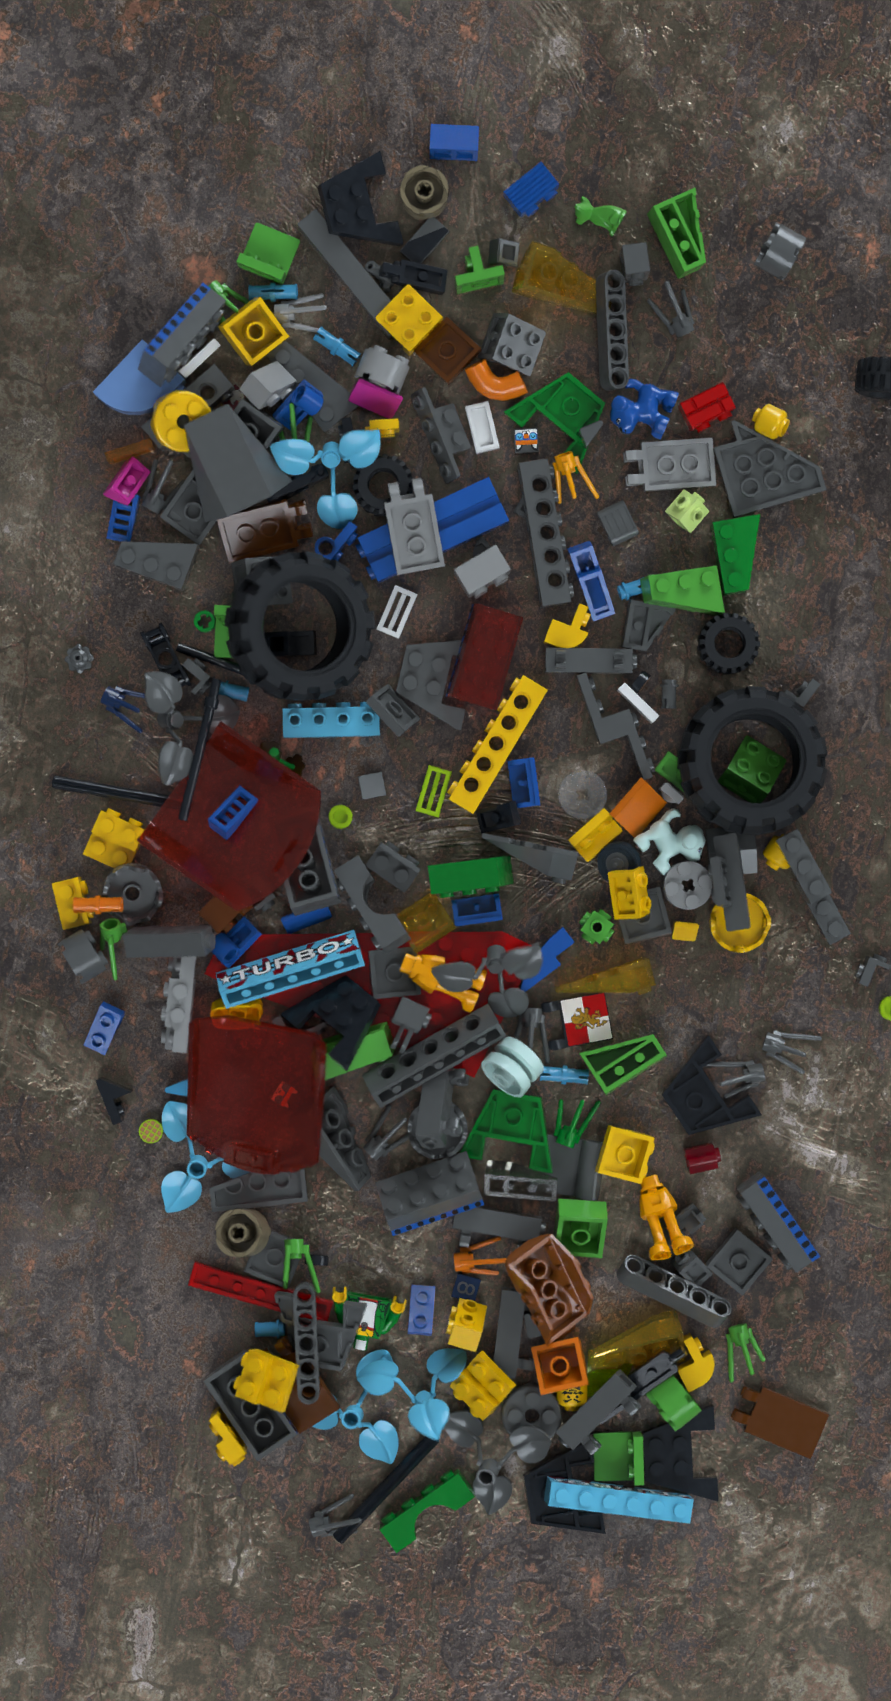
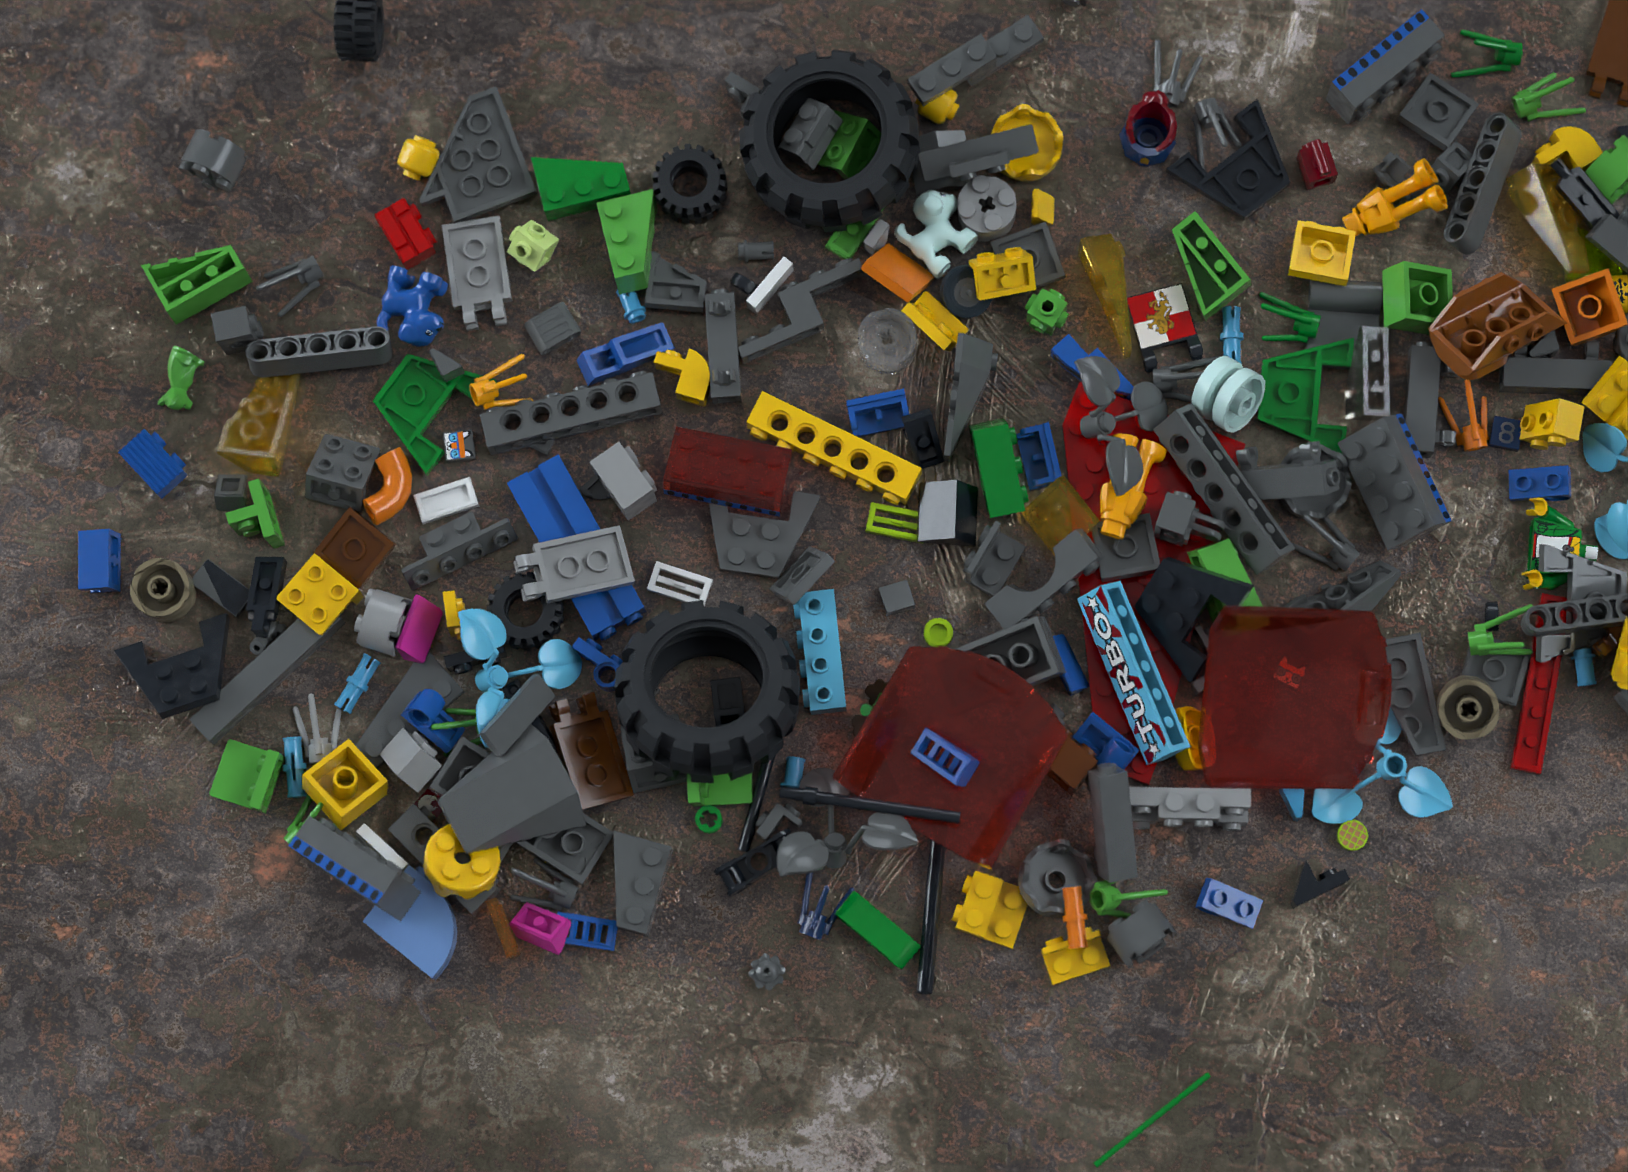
camera: 85 degrees left, 10 degrees down
(105, 748) = (877, 930): none -> green beam
(294, 472) = (517, 715): none -> dark grey tile
(436, 832) = (947, 513): none -> slope
(742, 1024) = (1149, 130): none -> piece
(760, 745) = (810, 133): none -> dark grey brick
(784, 1322) = (1506, 52): none -> green plant

